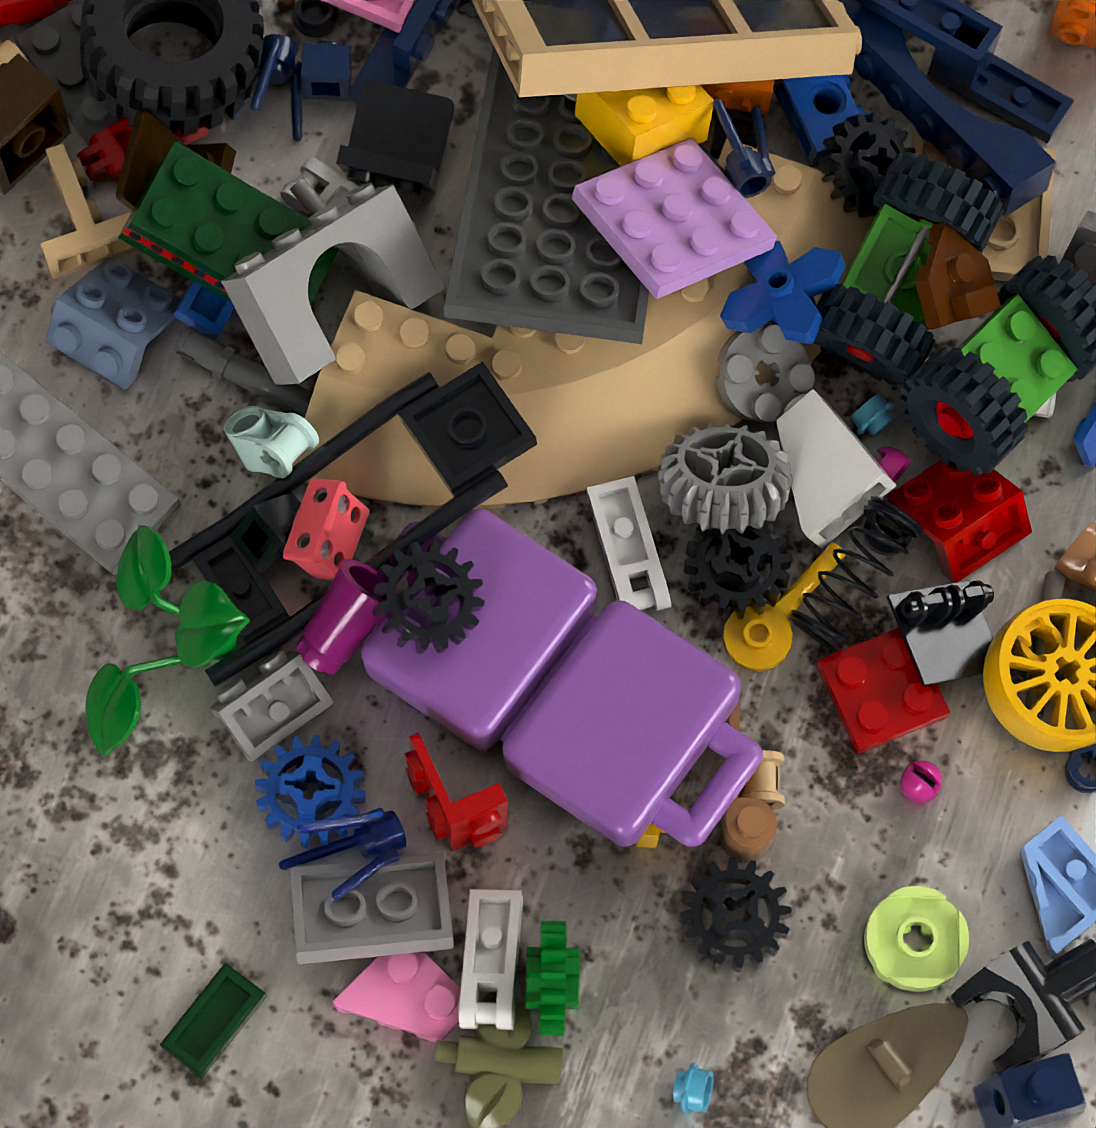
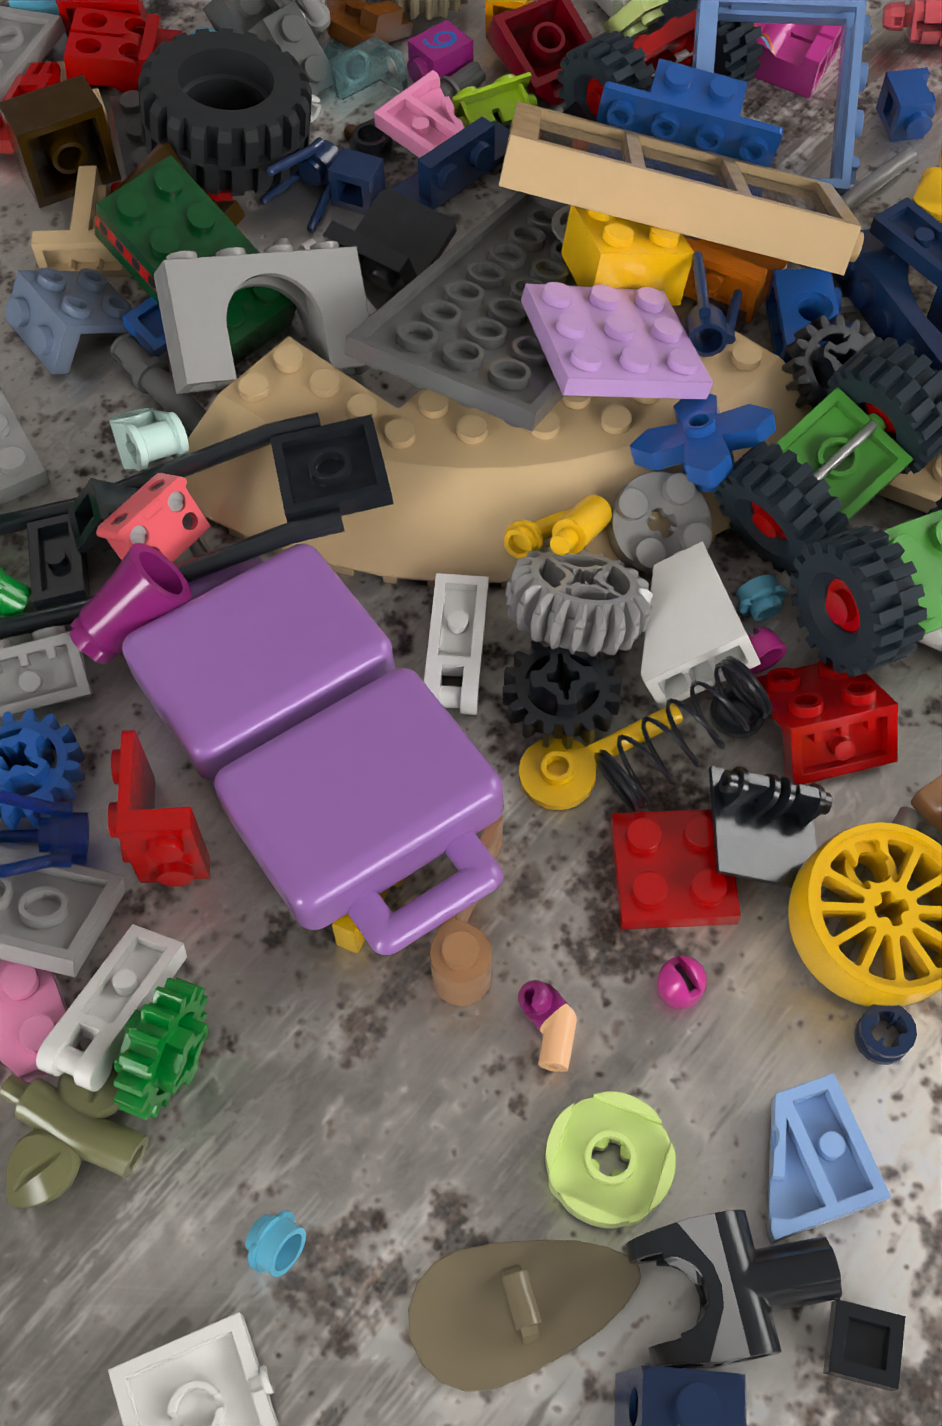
camera: 25 degrees right, 10 degrees down
(430, 617) = (178, 585): black gear -> none
(700, 411) = (569, 529): none -> yellow plant
(749, 929) = (388, 1068): black gear -> none
(765, 781) = (501, 916): tan bush -> none
(835, 848) = (553, 1019): none -> arm
(954, 280) = (887, 472): reddish brown plate -> none

